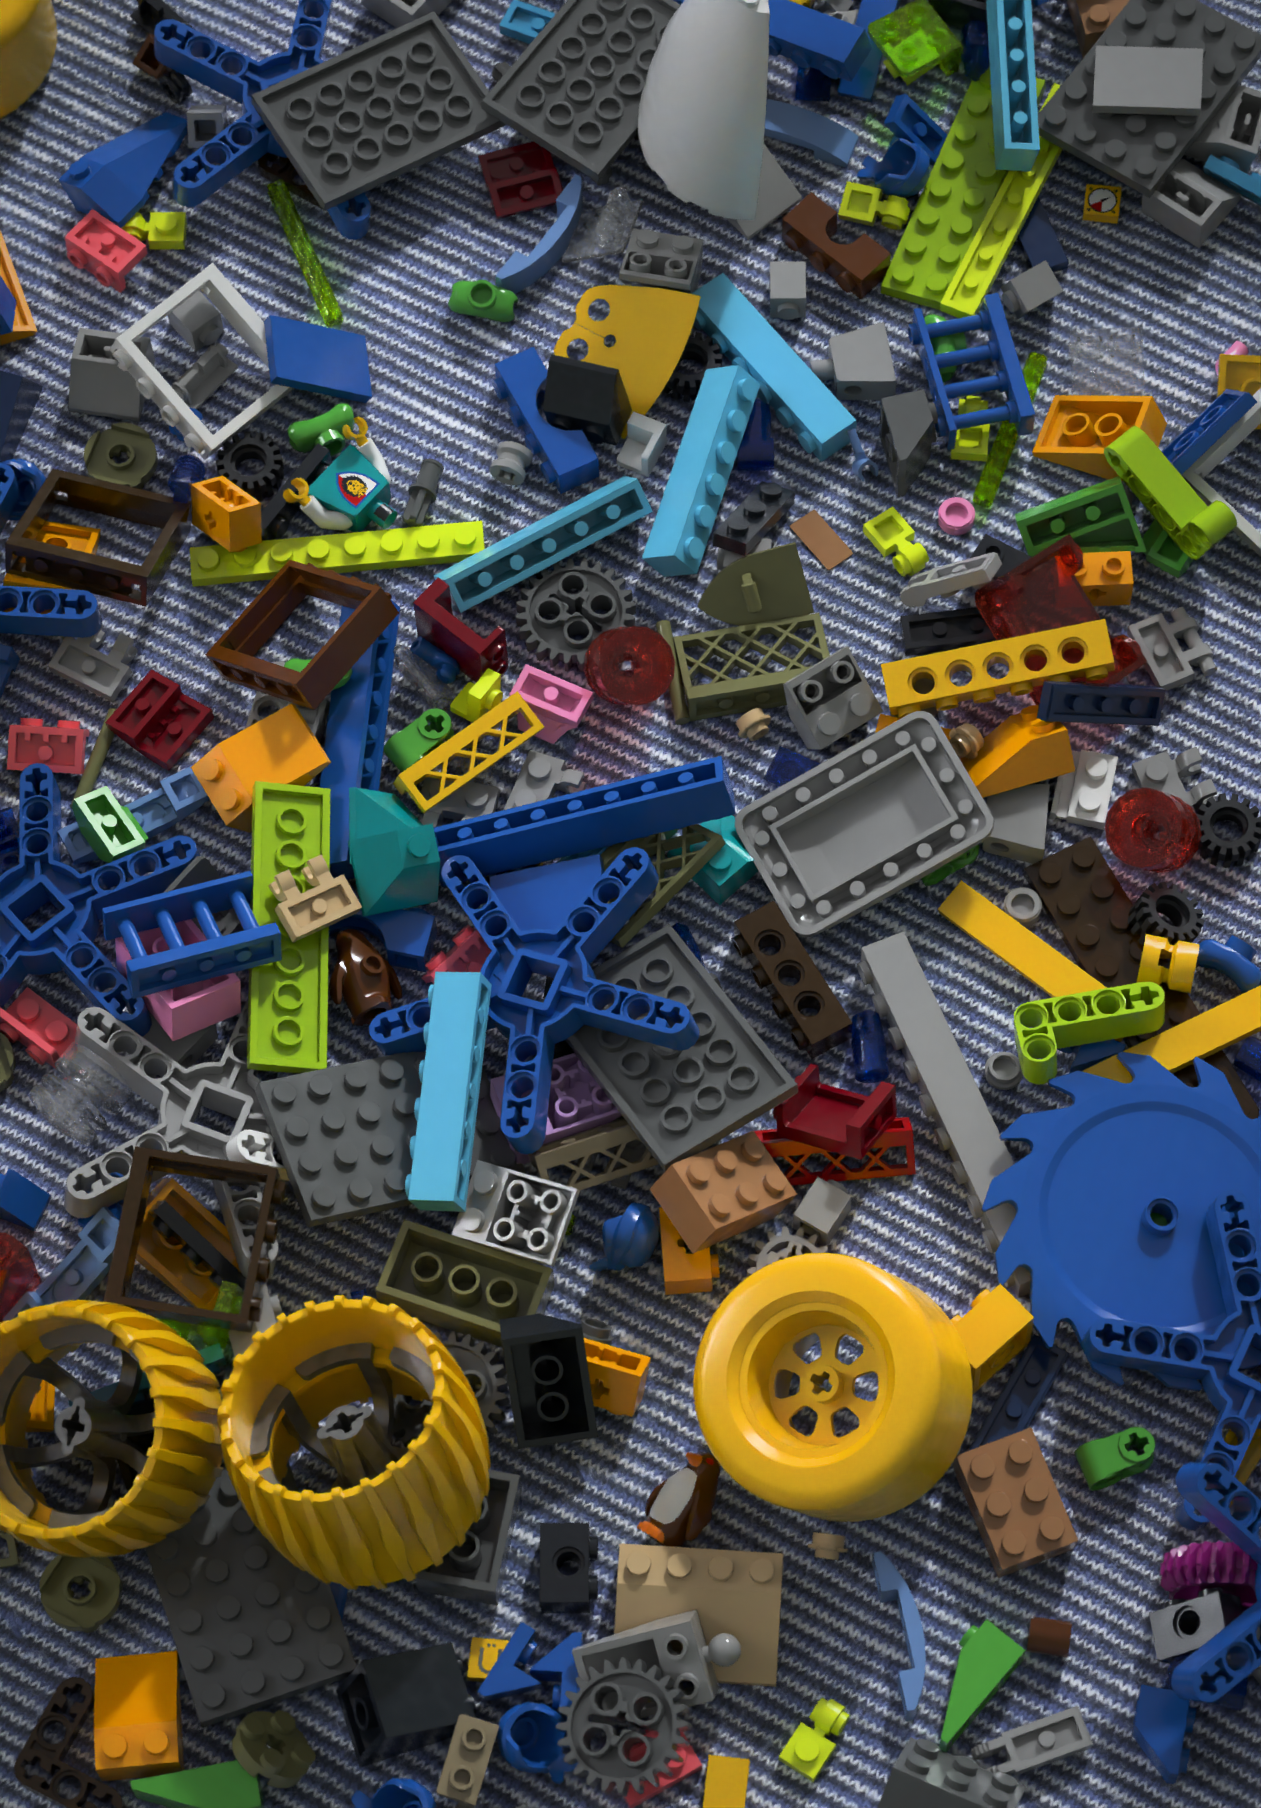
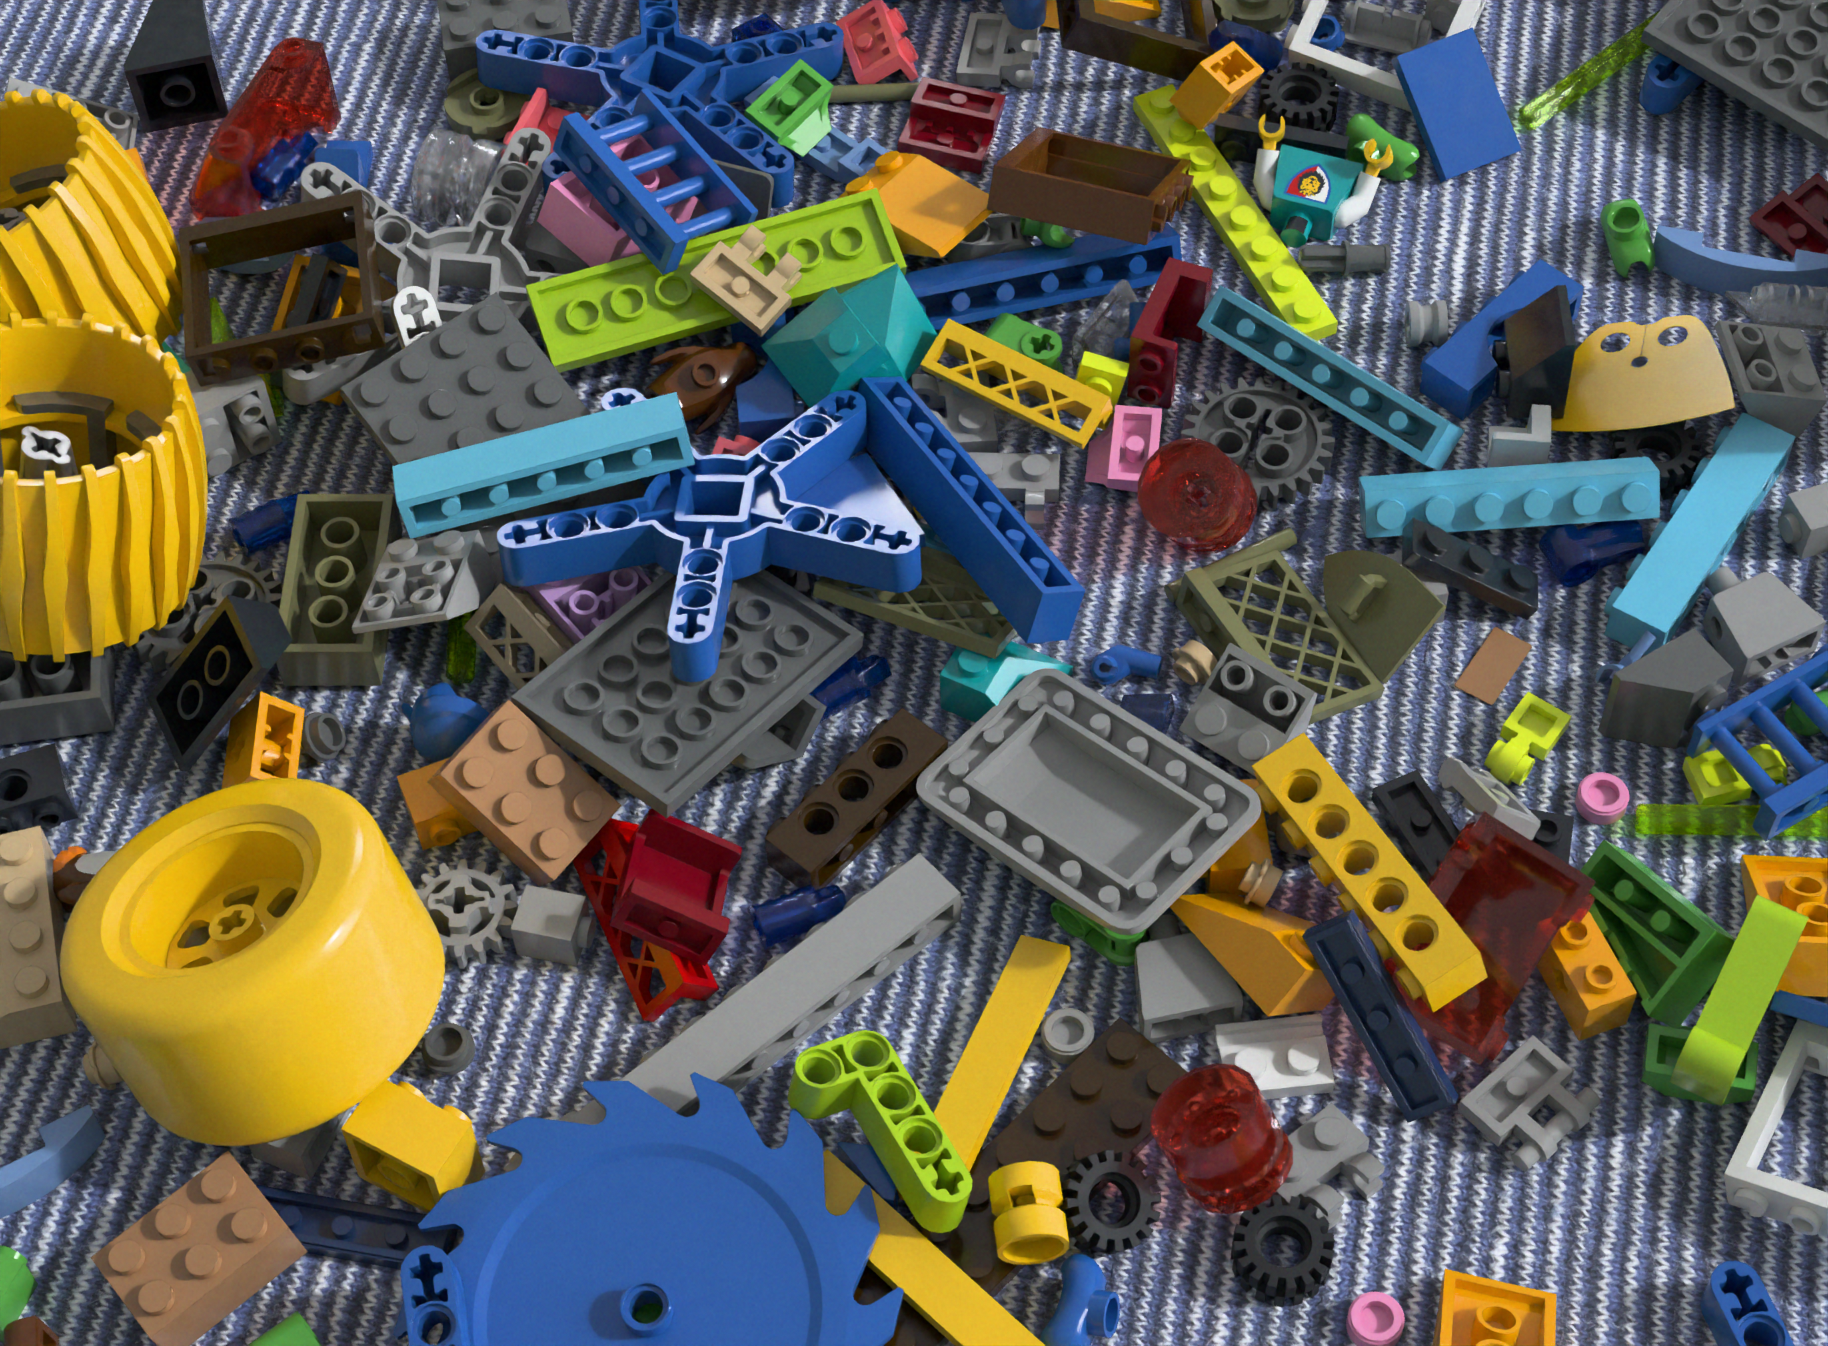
camera: 70 degrees right, 10 degrees down
(734, 765) = (1123, 661): none -> blue arm

